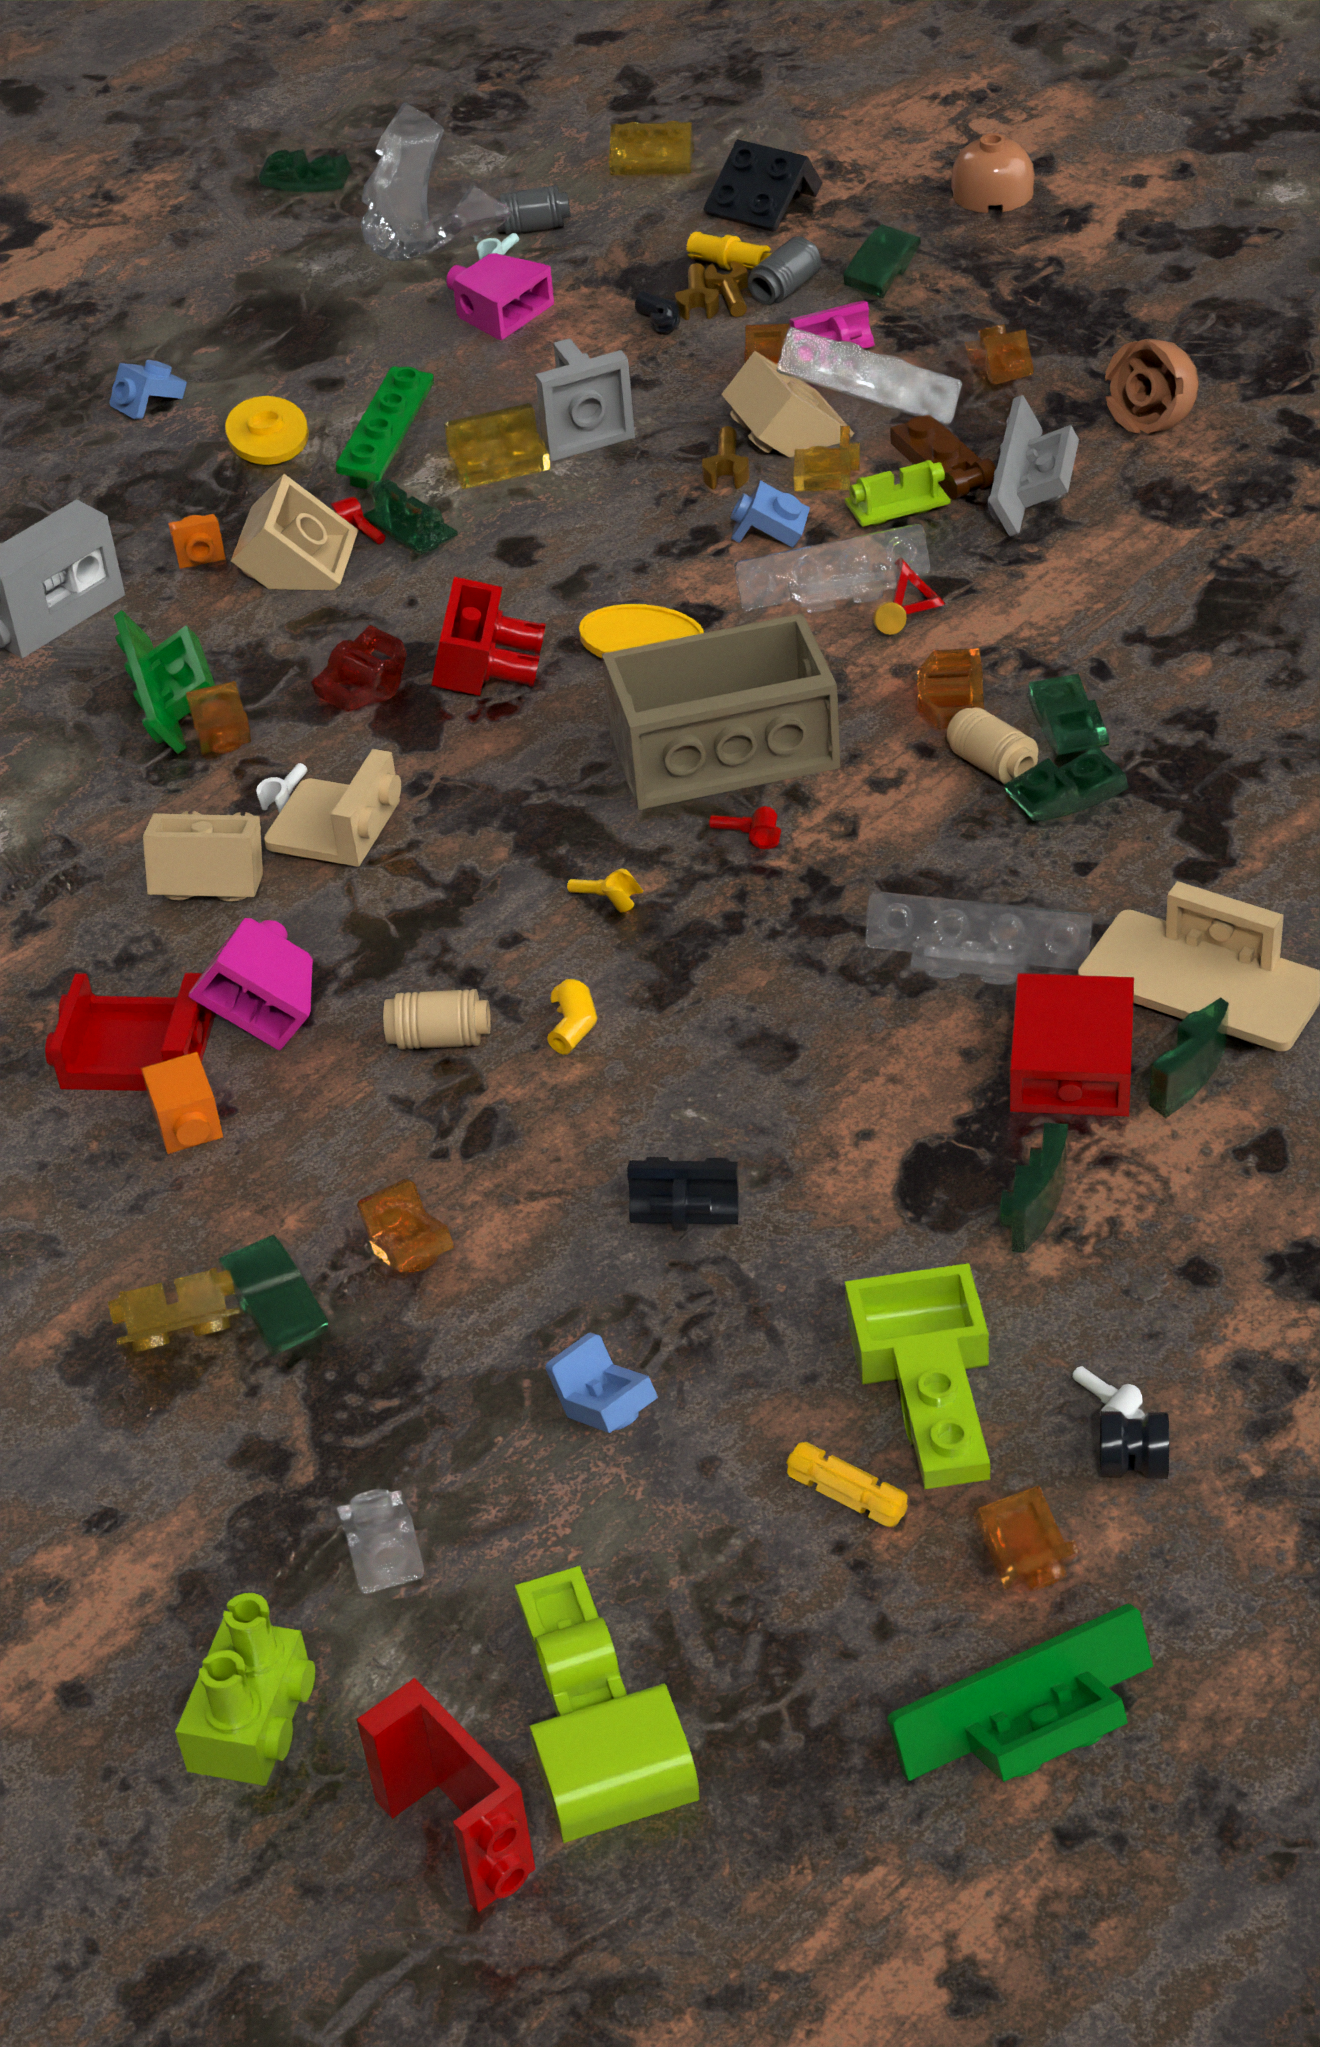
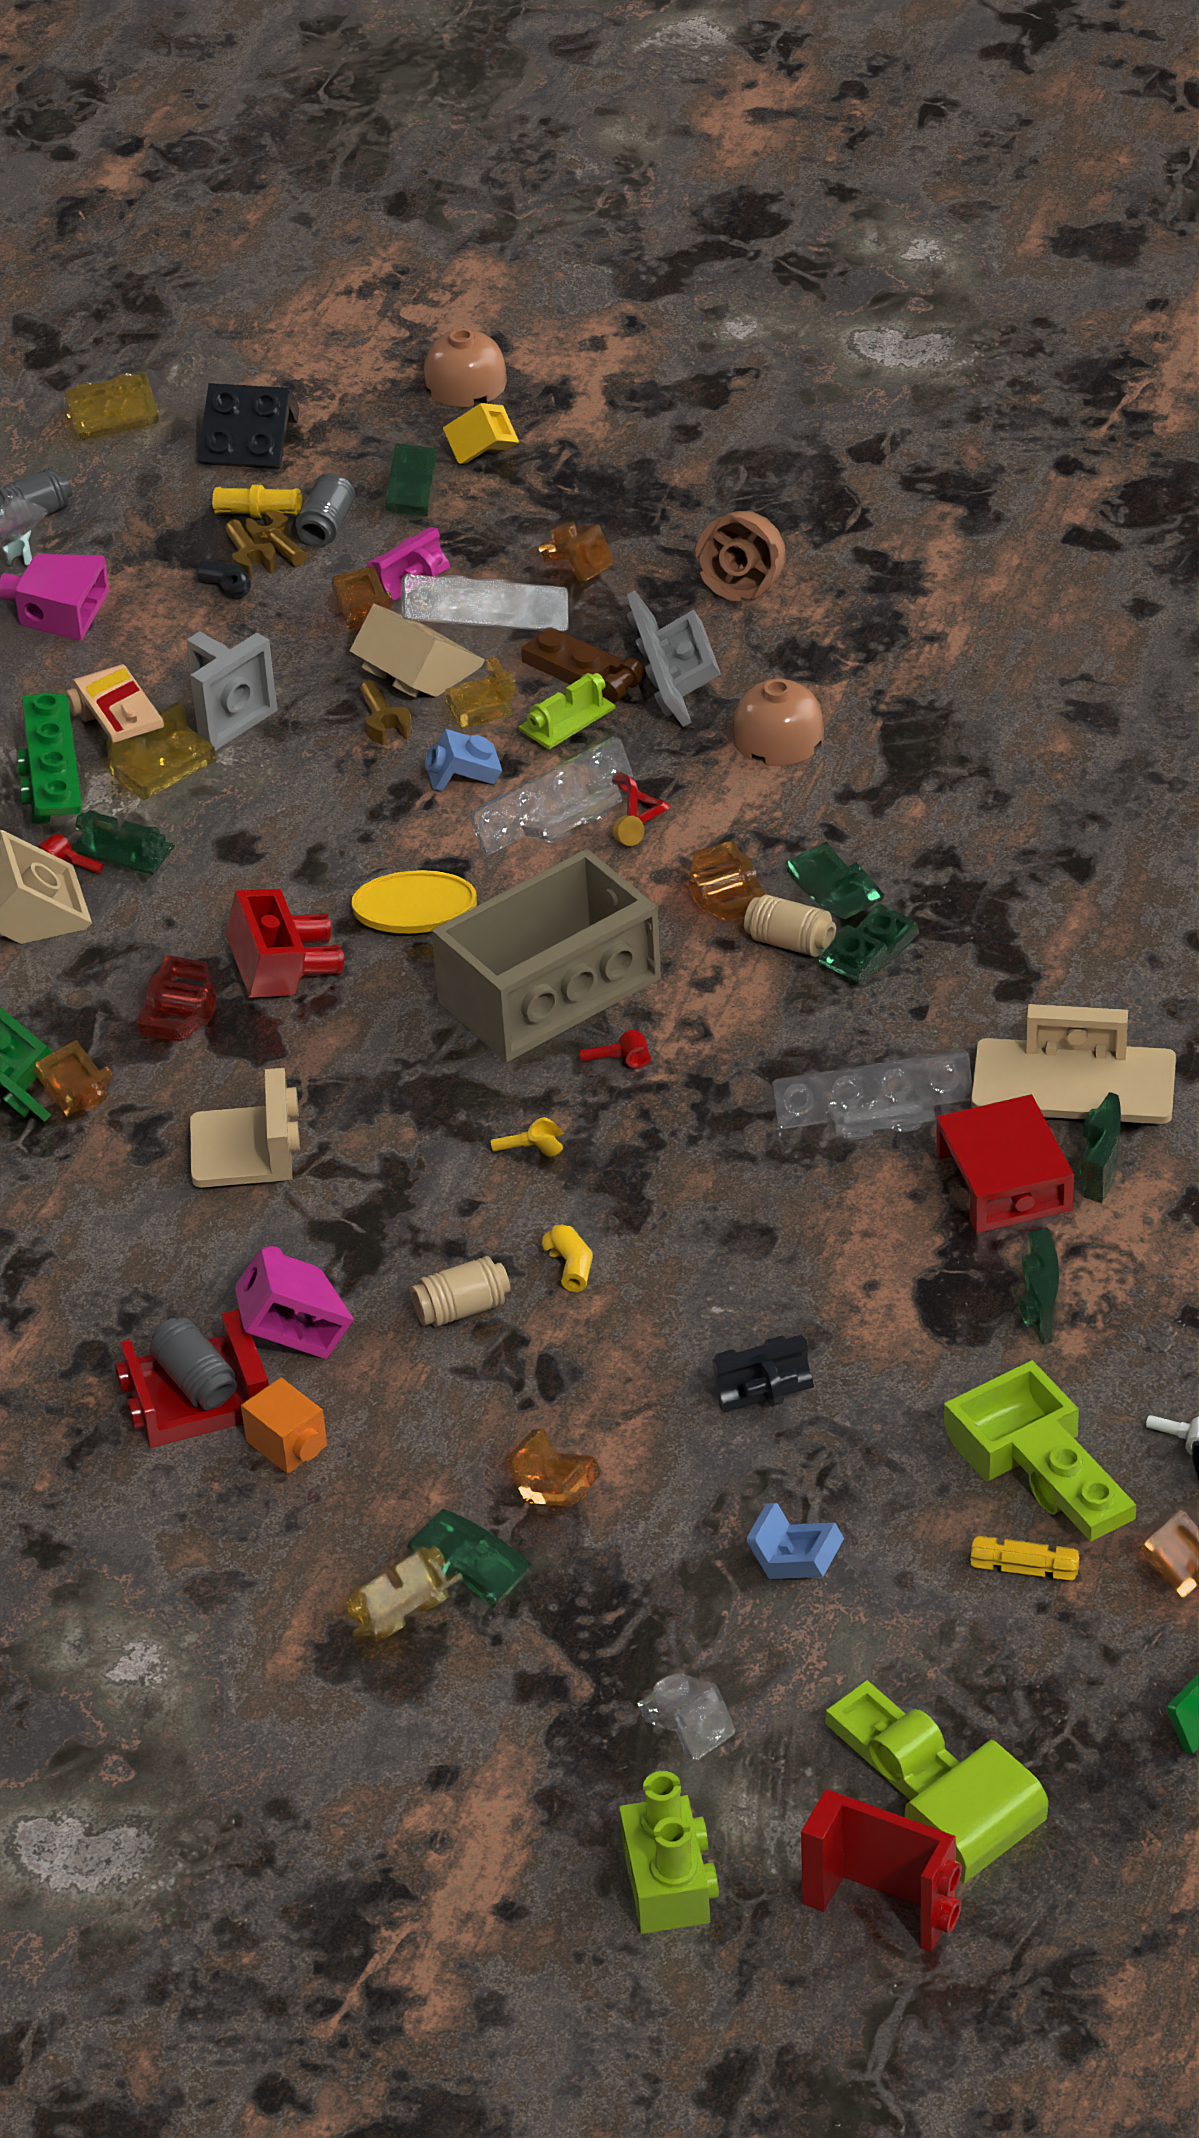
camera: 25 degrees left, 0 degrees up
(131, 1014) = (193, 1363): none -> dark grey head
(203, 855) = (158, 1206): tan brick -> none
(279, 790) = (173, 1128): white hand -> none
(476, 392) = (115, 702): none -> light nougat door
(972, 227) = (479, 430): none -> yellow panel
(1100, 549) = (778, 722): none -> nougat cylinder

